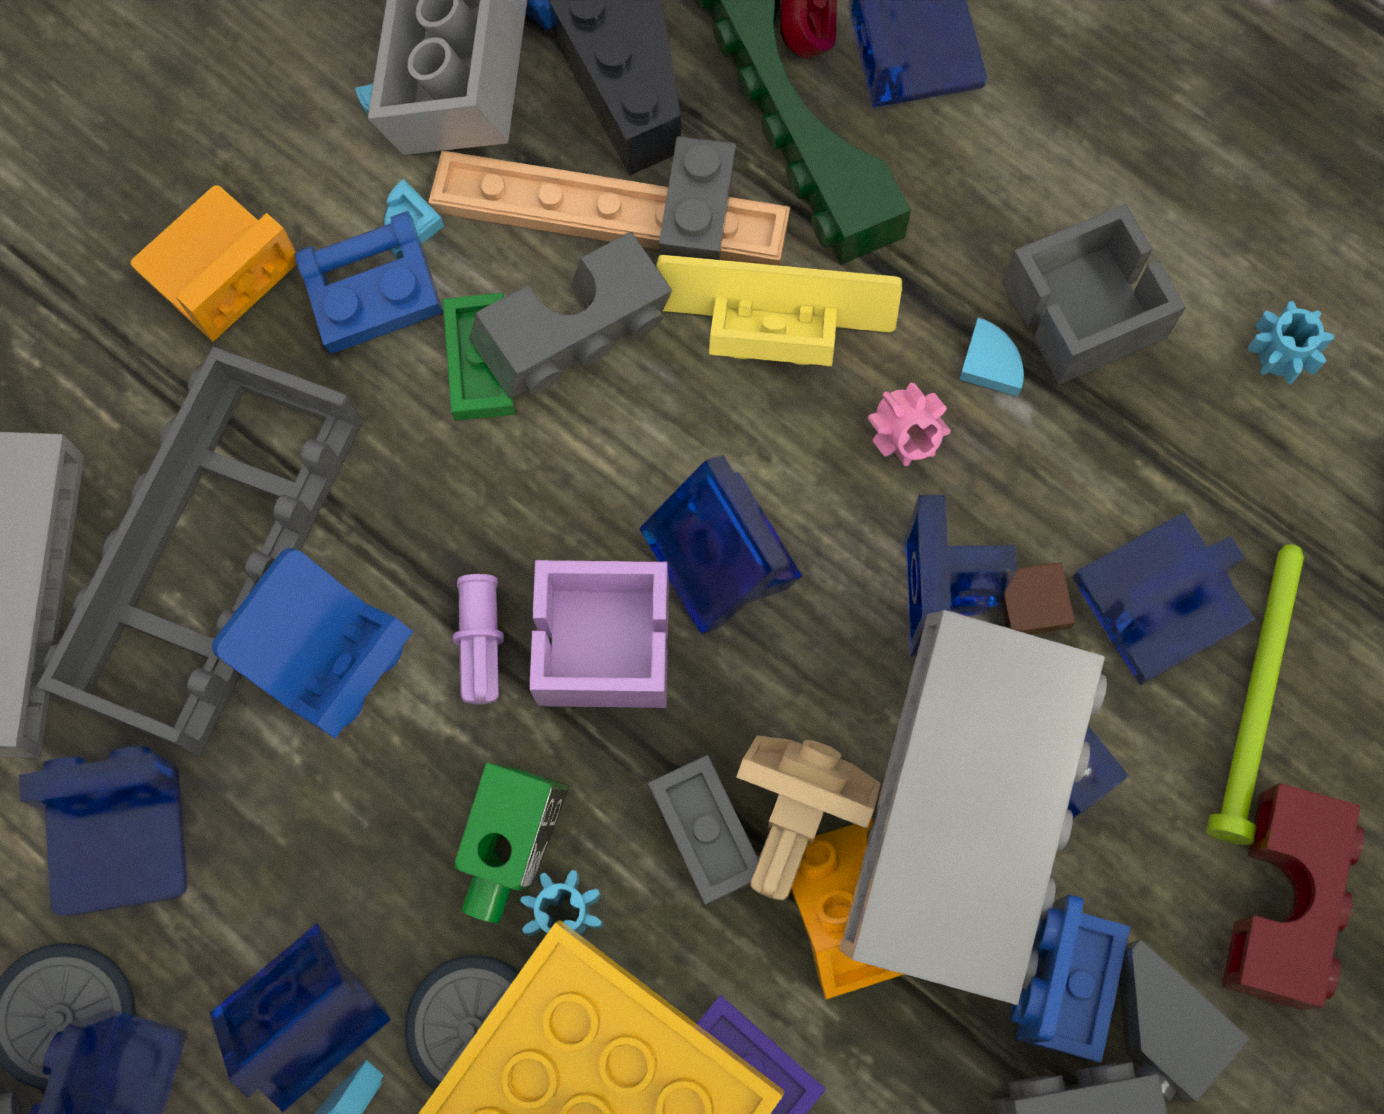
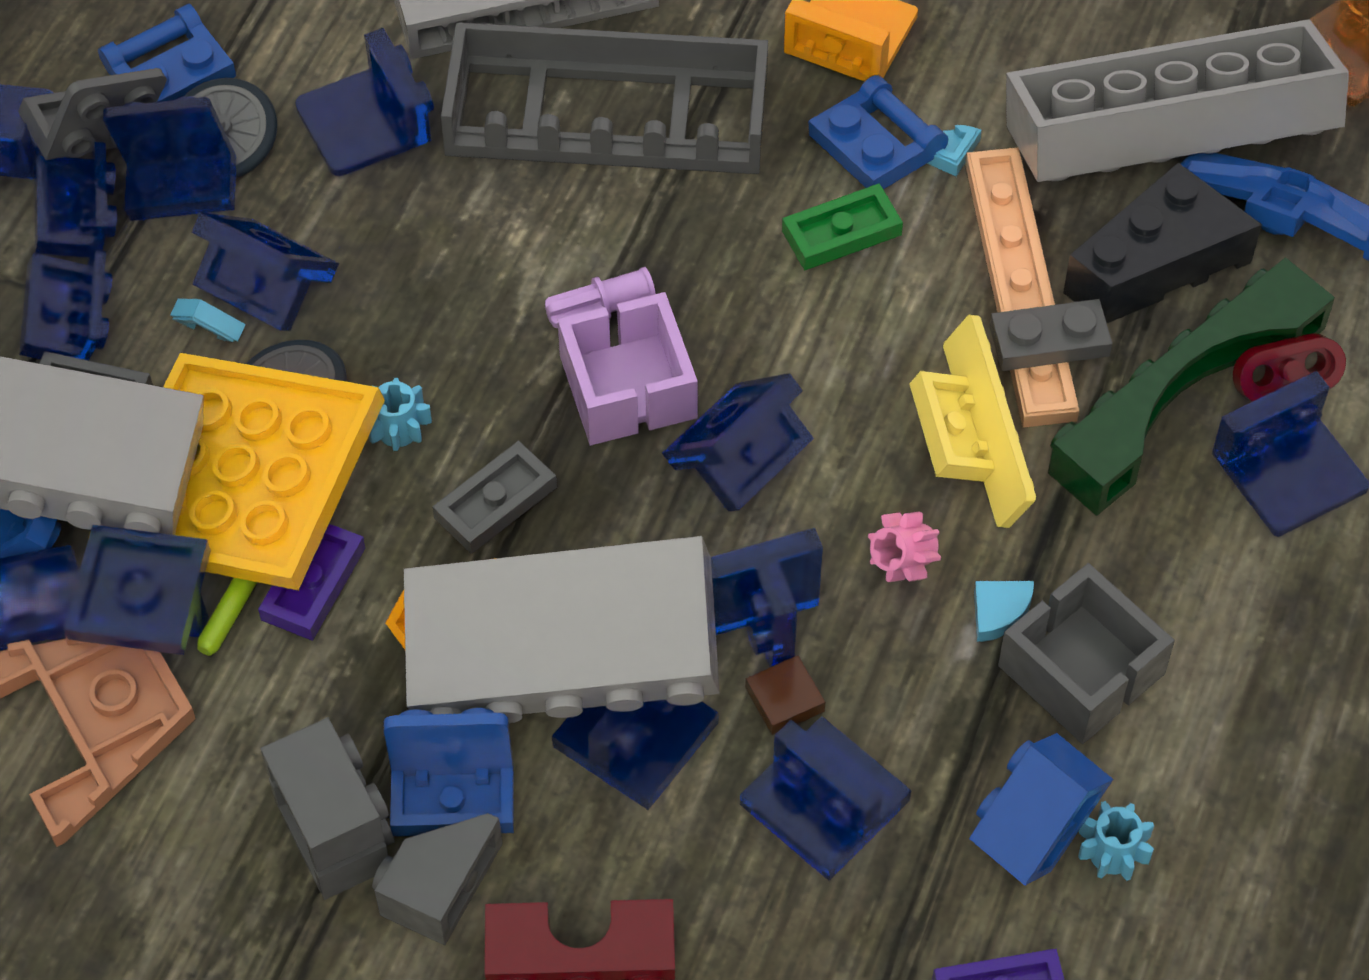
camera: 70 degrees right, 15 degrees down
(310, 642) = (553, 178): blue bracket -> none
(524, 812) = (447, 351): green torso -> none
(532, 345) = (924, 301): dark grey arch -> none
(808, 783) = (550, 523): tan piece -> none
(1233, 822) = (770, 894): lime bar -> none
(1266, 392) = (1039, 807): none -> blue brick

